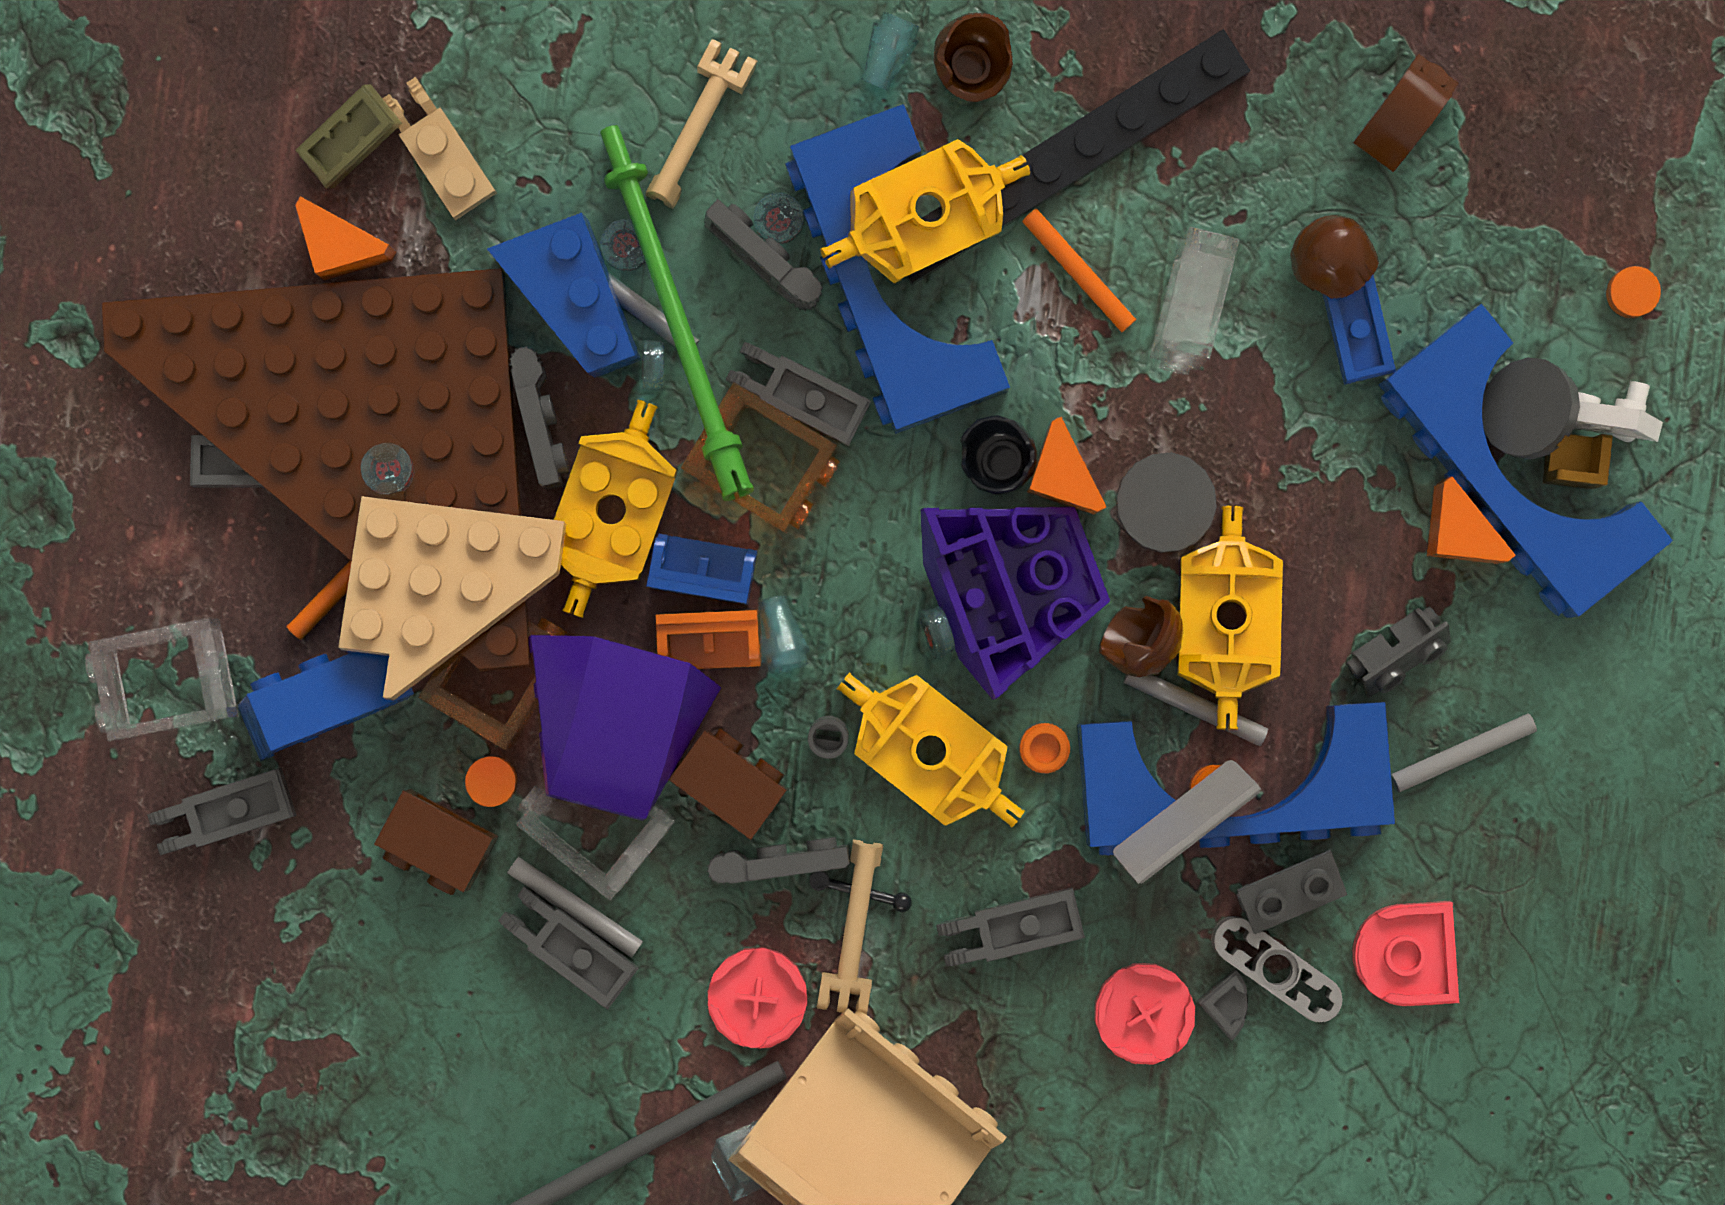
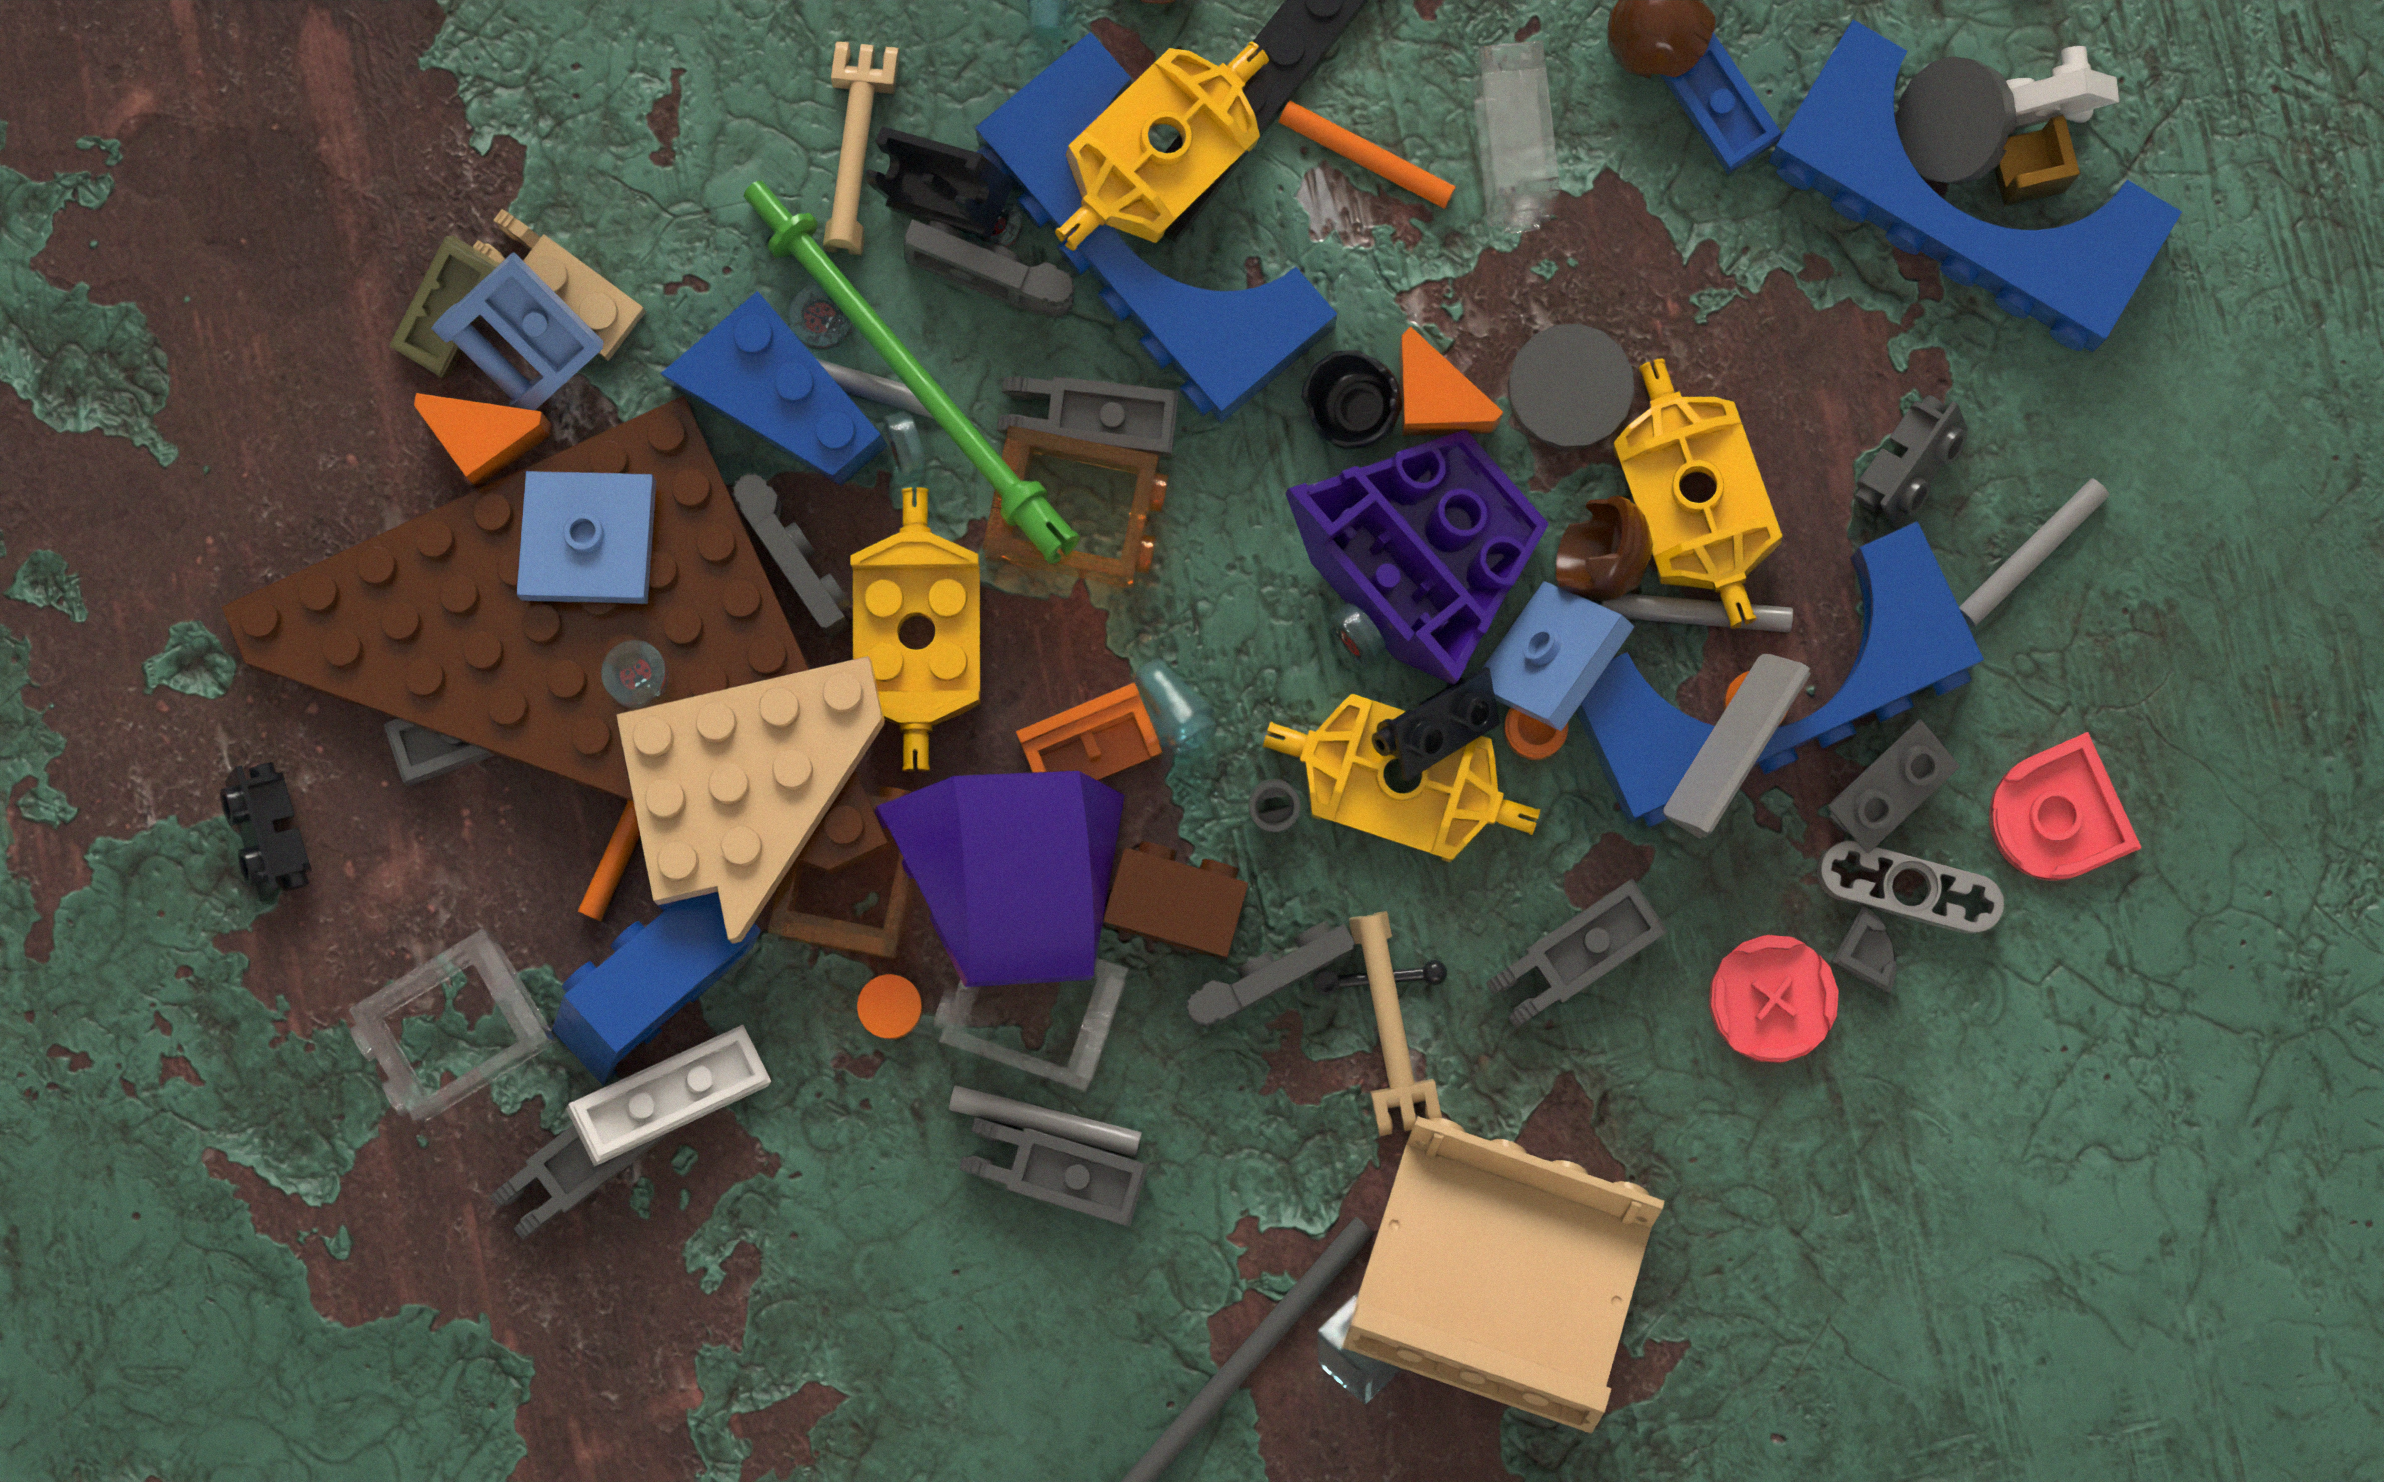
camera: 15 degrees left, 5 degrees down
(75, 462) = (255, 807): none -> black hinge
(303, 789) = (668, 1095): none -> white tile
(388, 352) = (586, 537): none -> medium blue plate
(405, 174) = (529, 319): none -> medium blue plate
(435, 842) = (849, 1100): reddish brown brick -> none
(702, 569) = (1051, 664): blue hinge -> none
(749, 179) = (940, 182): none -> black hinge
(757, 997) = (1303, 1149): coral tile -> none
(972, 726) = (1439, 724): none -> black hinge
(1075, 702) = (1555, 654): none -> medium blue plate
(1461, 530) = (1931, 291): orange slope -> none

